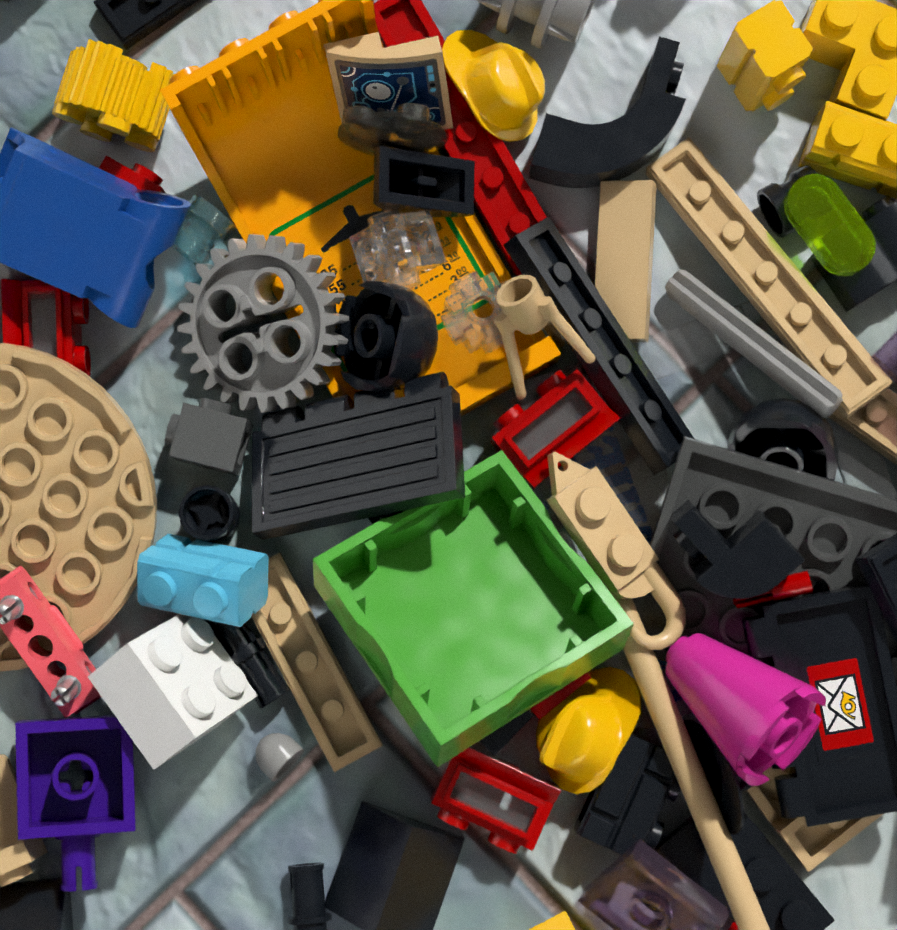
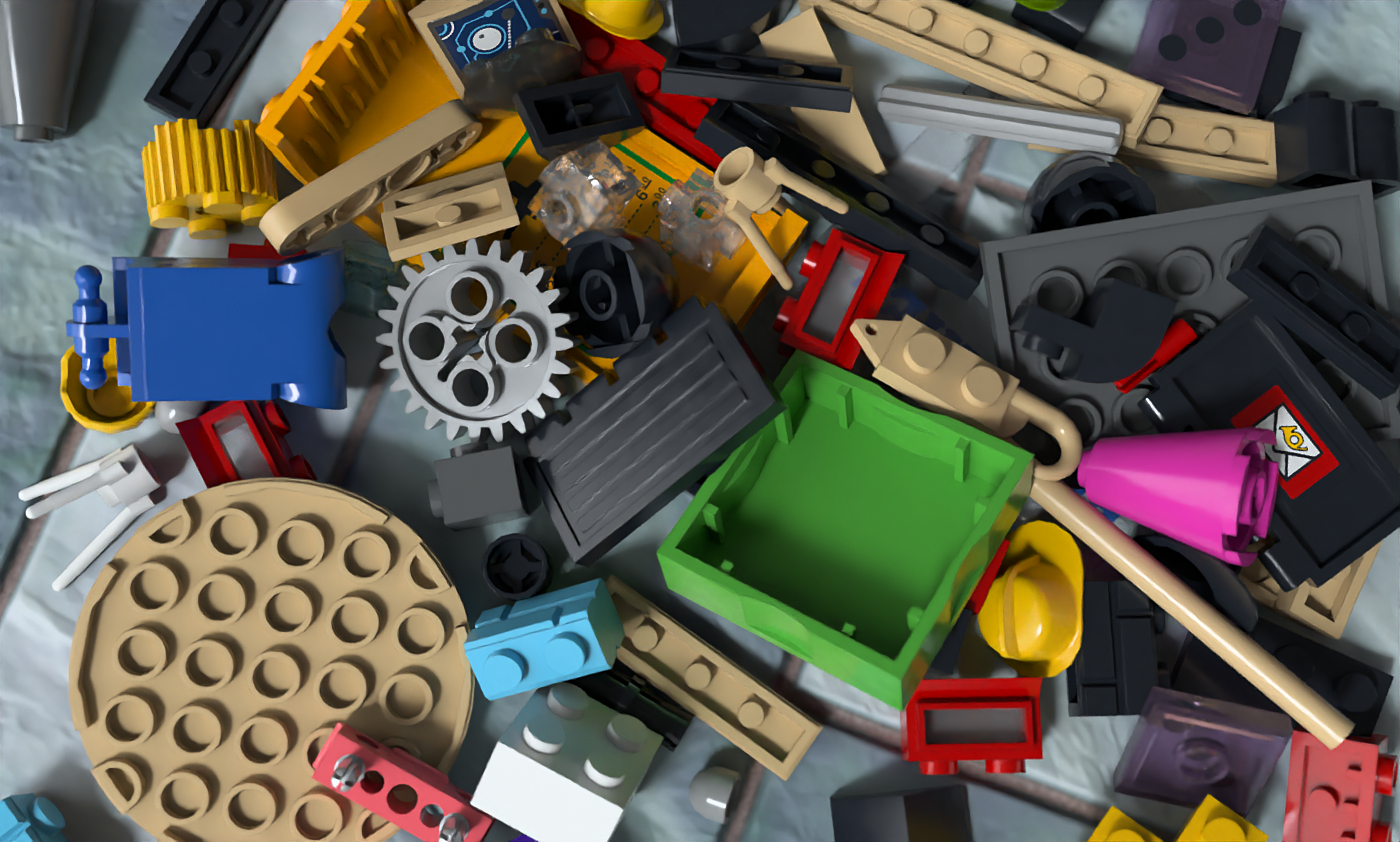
camera: 20 degrees left, 5 degrees down
(238, 157) = (370, 178): none -> tan beam
(285, 213) = (448, 212): none -> tan slope
(577, 221) = (758, 79): none -> black tile

